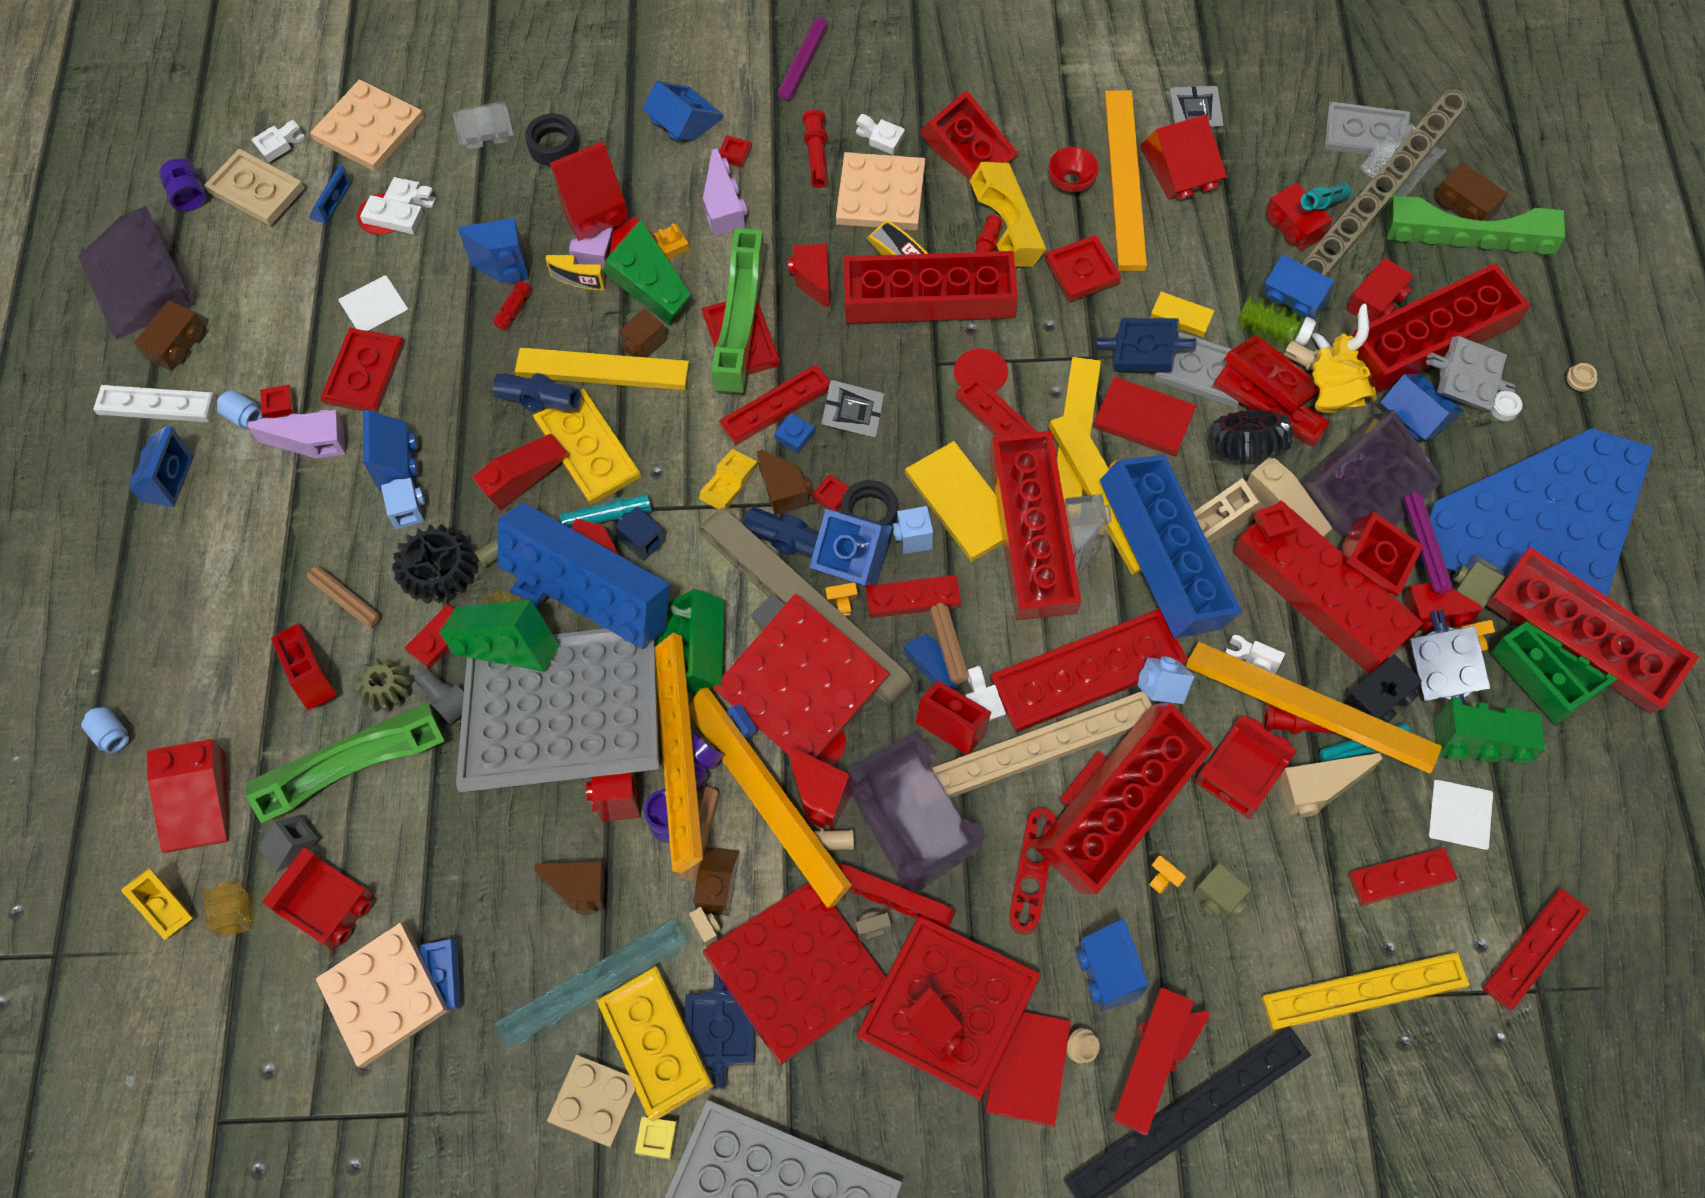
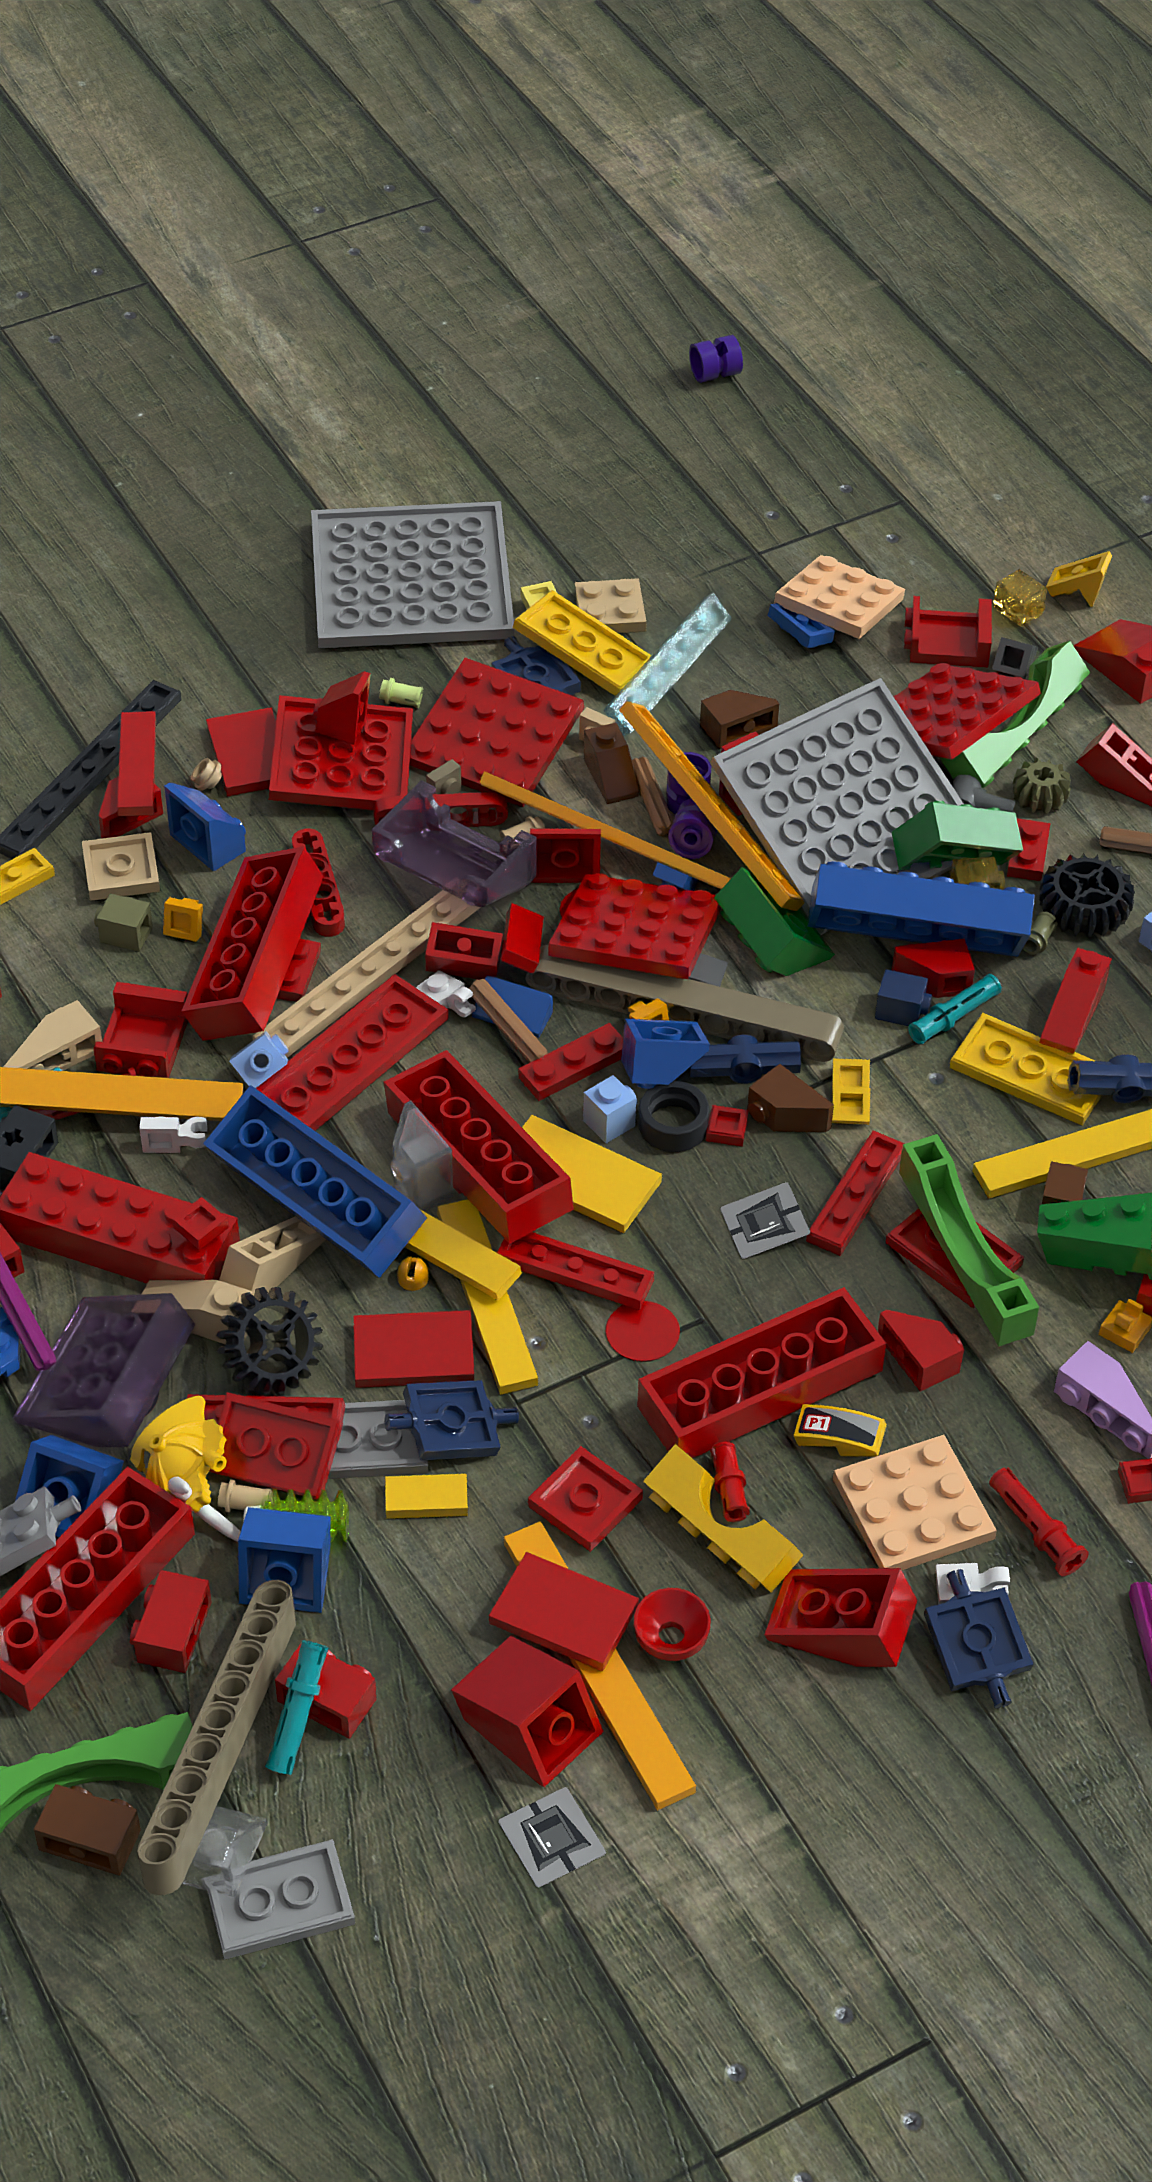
camera: 150 degrees right, 15 degrees down
(400, 786) = (961, 705): none -> red plate
(794, 433) = (813, 1169): blue plate -> none
(855, 1070) = (400, 693): none -> yellowish green pin
(899, 97) = (978, 1639): none -> dark blue plate
(899, 706) = (522, 938): none -> red tile
(1133, 202) = (564, 1611): none -> red tile
(1202, 965) = (120, 866): none -> tan plate
(1381, 552) = (67, 1263): red slope -> none

